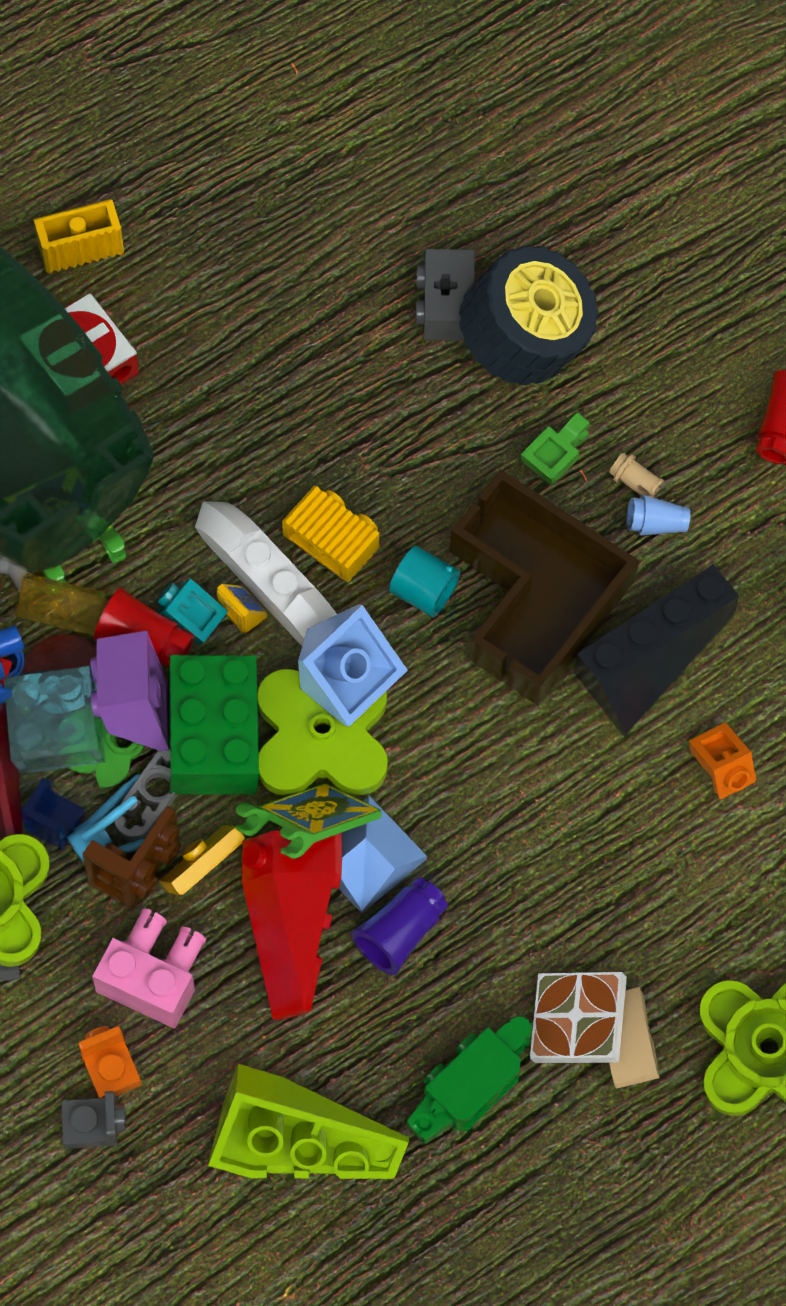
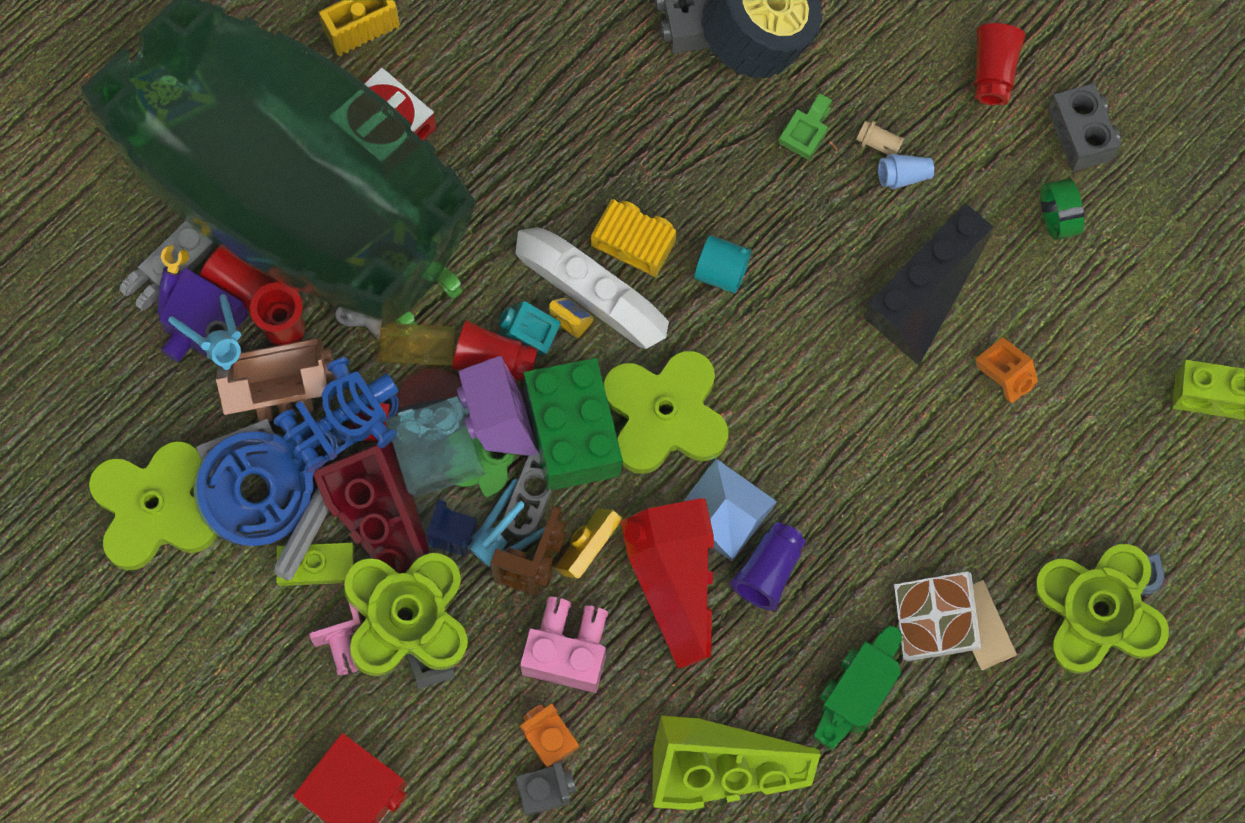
camera: 10 degrees left, 5 degrees up
(308, 816) = (675, 487): flag -> none
(347, 664) = (677, 350): light blue slope -> none
(557, 578) = (834, 237): dark brown piece -> none

